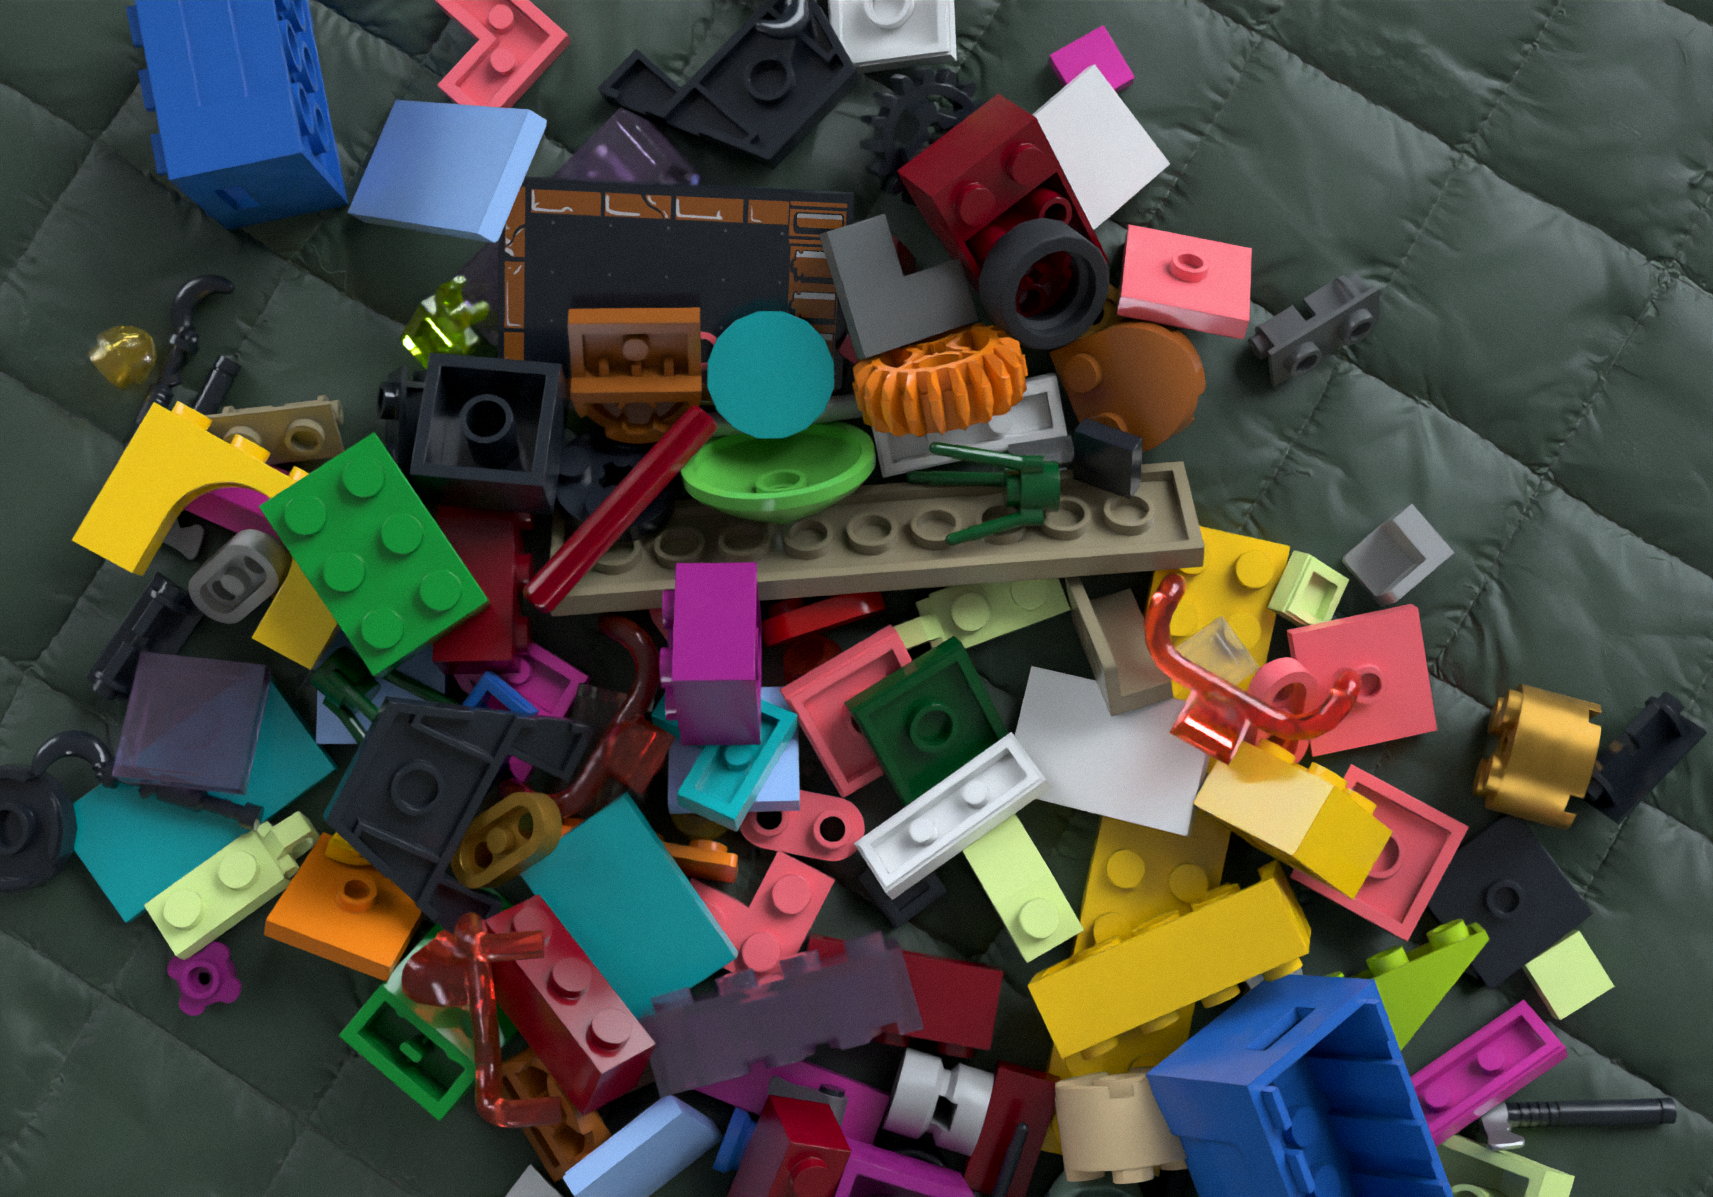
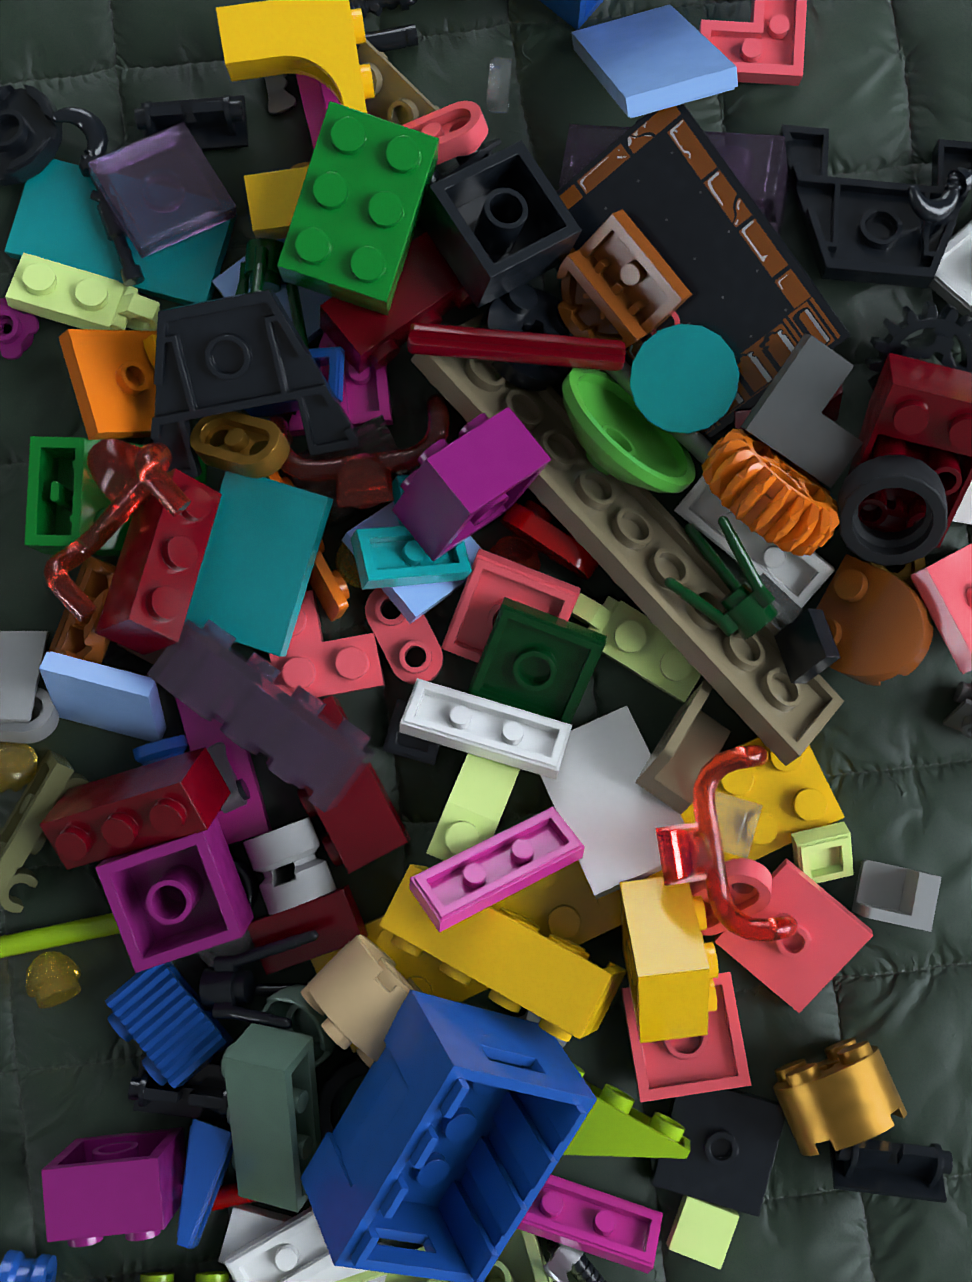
camera: 55 degrees right, 0 degrees up
(239, 576) = (278, 141): light grey plate -> none
(346, 322) = (499, 85): none -> clear tile
(357, 407) = (458, 127): none -> coral plate
(444, 323) = (552, 140): clear neon green plate -> none
(1093, 908) = (495, 868): none -> dark pink tile

